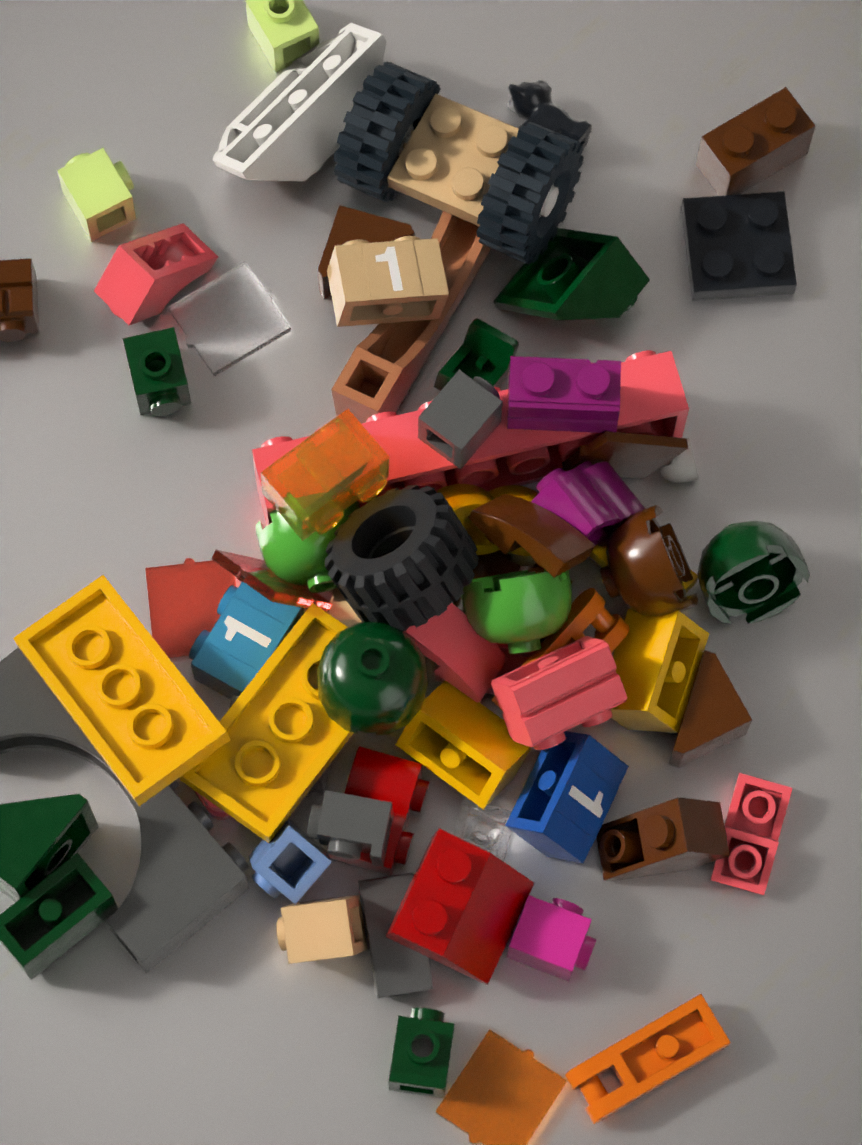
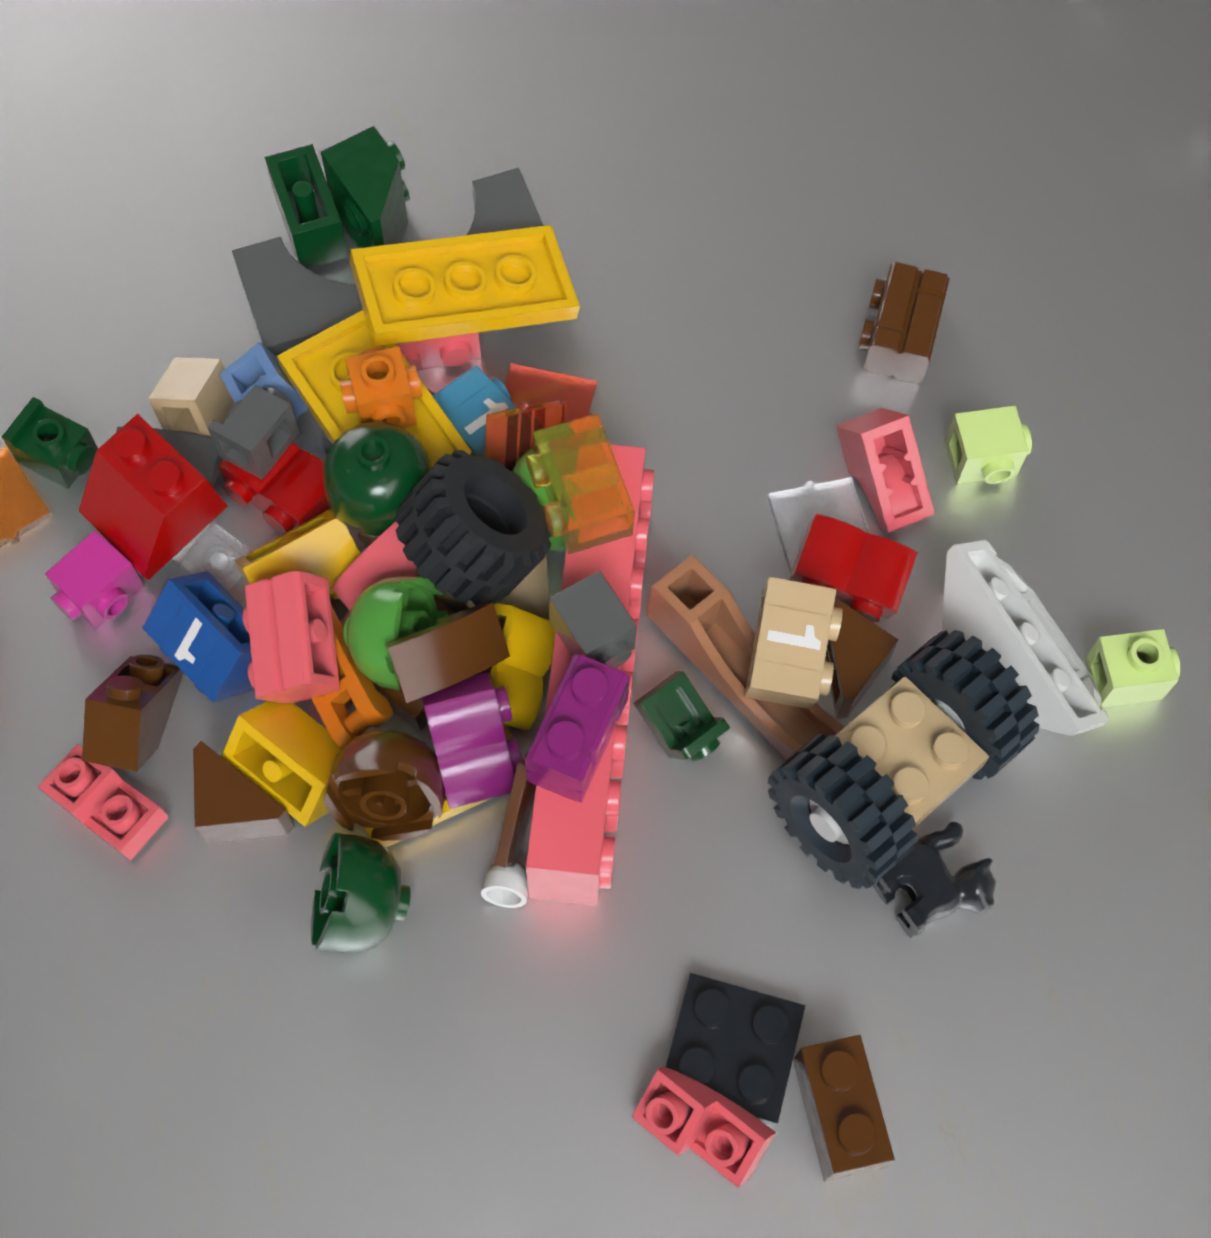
camera: 110 degrees right, 5 degrees down
(157, 372) = (780, 438): dark green brick -> none
(275, 269) = (861, 566): none -> red brick
(290, 718) = (381, 387): none -> orange brick
(576, 279) = (738, 846): dark green slope -> none
(809, 231) = (700, 1119): none -> coral slope

